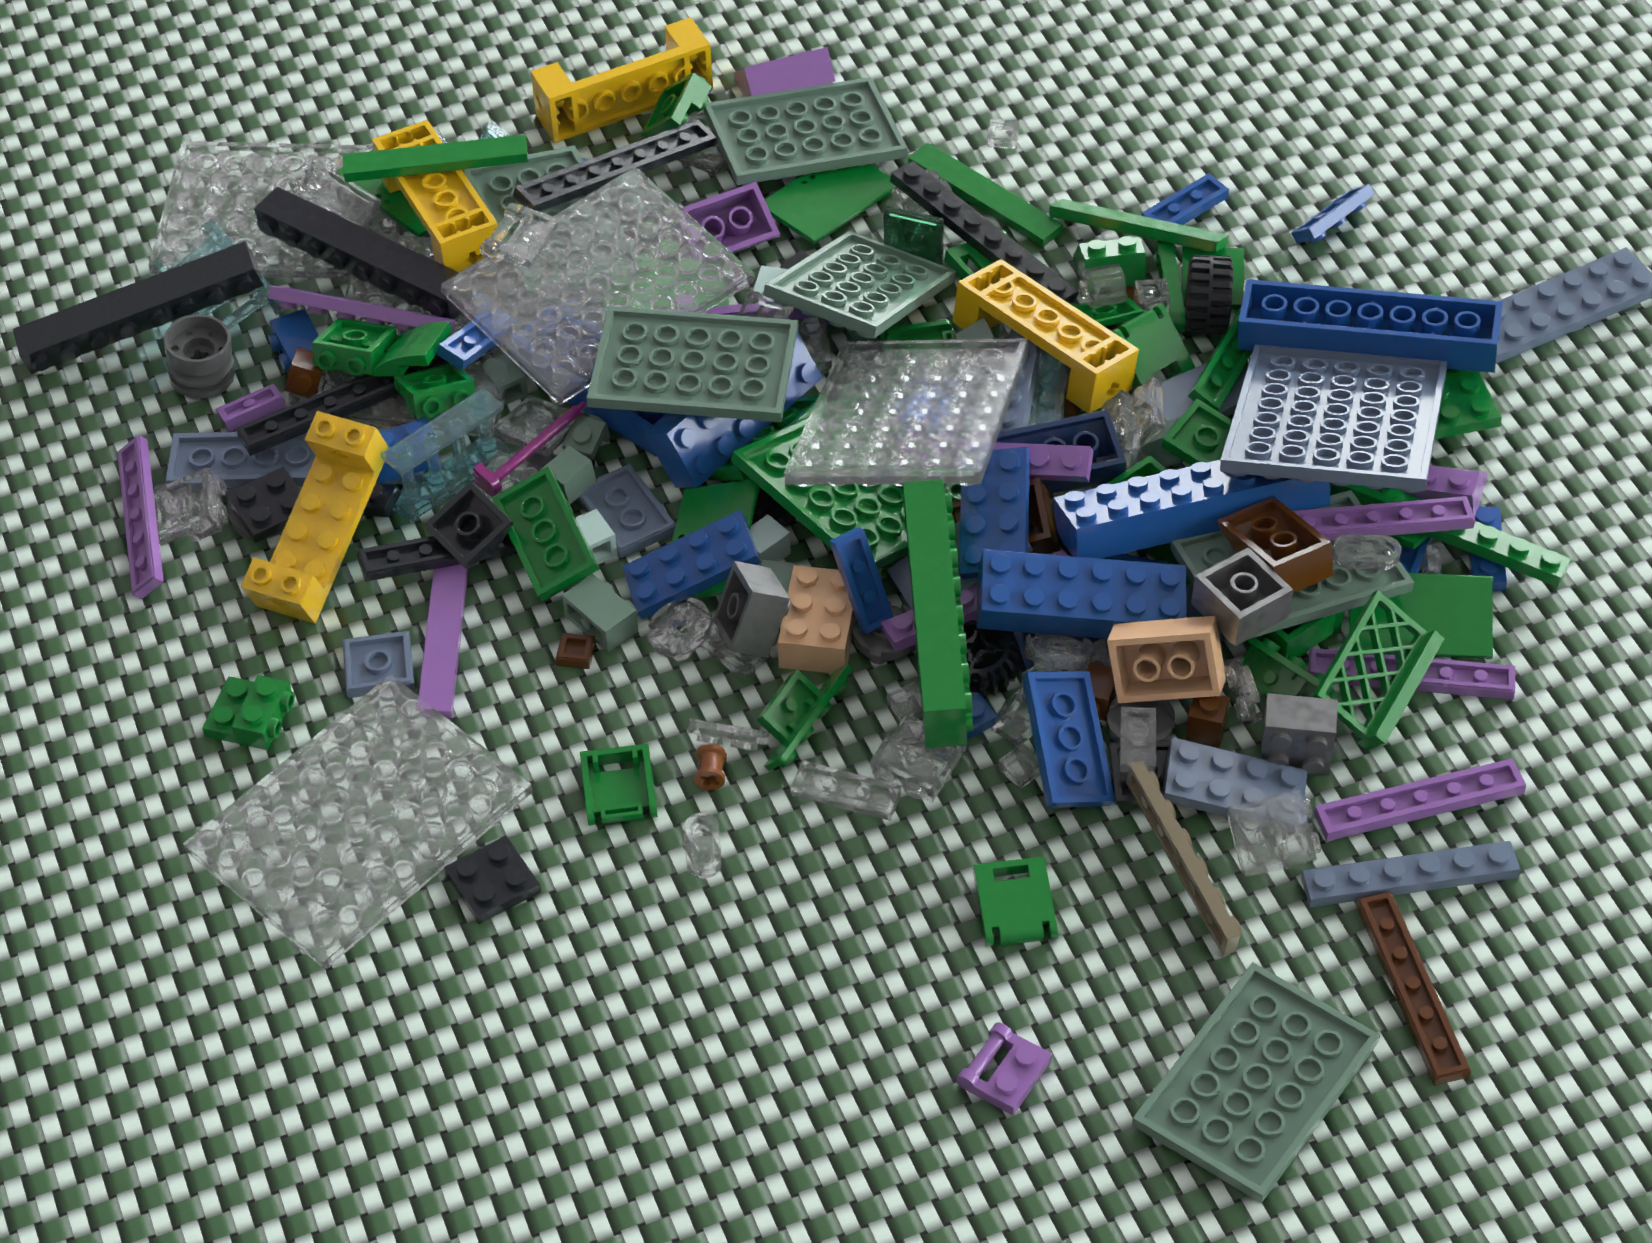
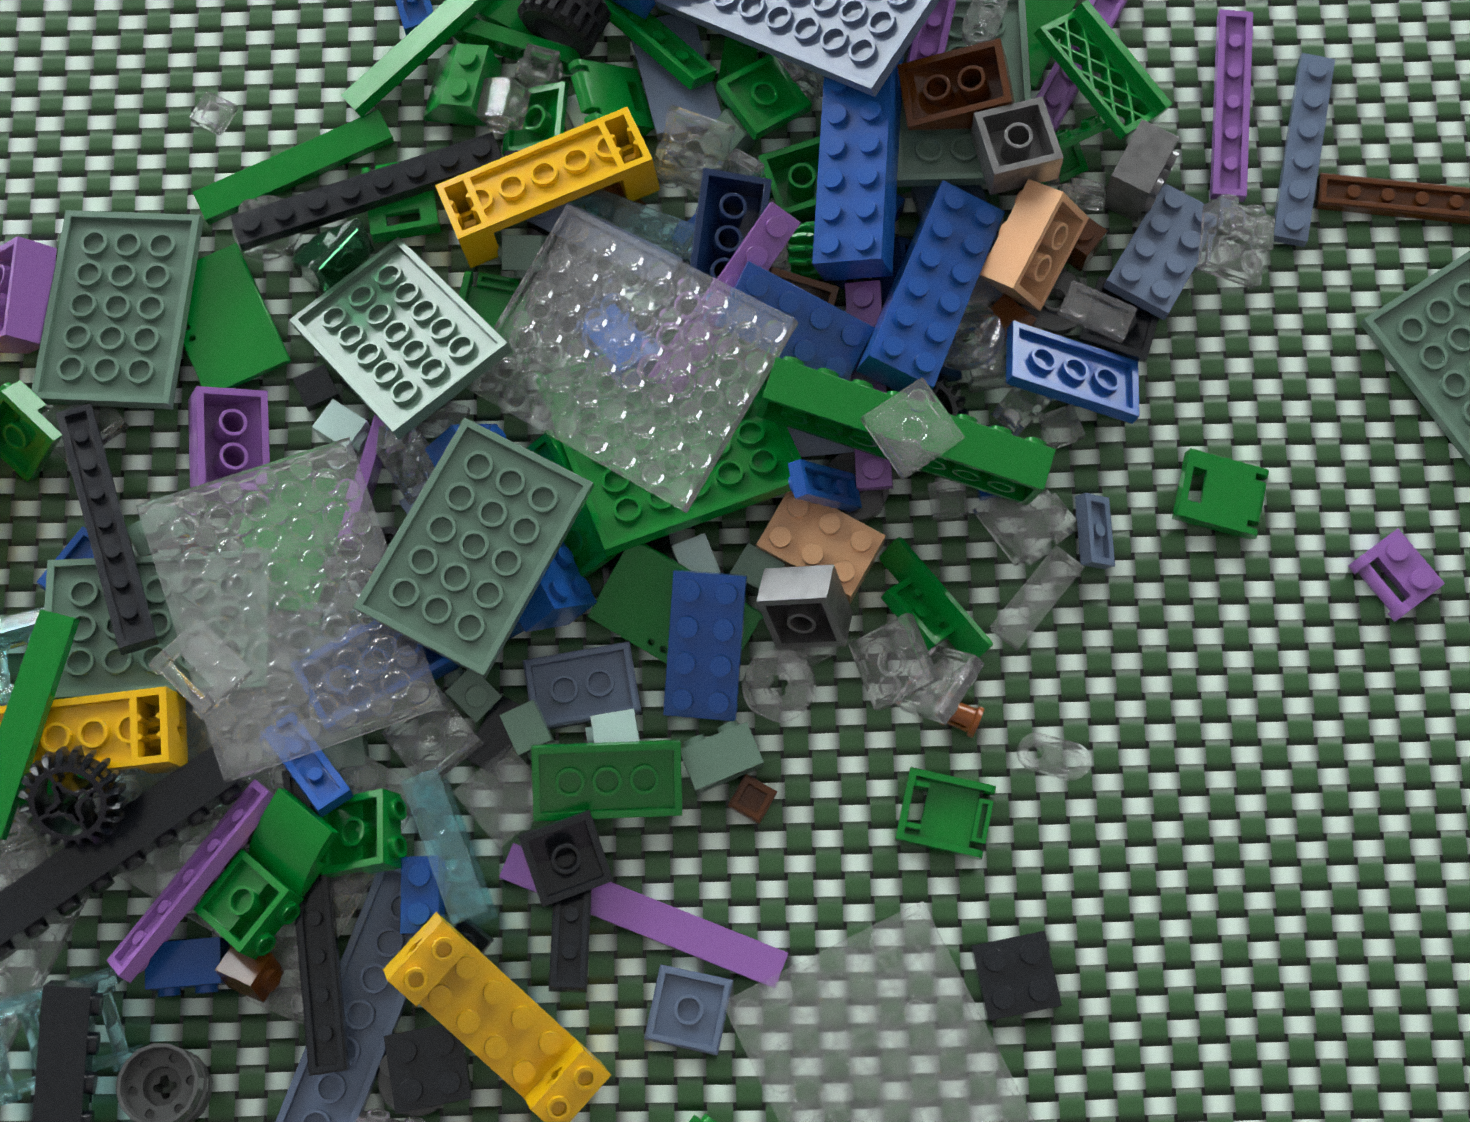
camera: 70 degrees left, 25 degrees up
(251, 407) = (261, 1047): medium lavender plate -> none
(390, 201) = (84, 822): none -> black gear
(490, 482) = (505, 813): magenta piece -> none
(736, 697) = (893, 661): none -> clear plate
(927, 592) = (912, 428): none -> clear plate
(929, 812) = (1094, 531): none -> sand blue plate
(1178, 848) = (1245, 328): dark tan plate -> none

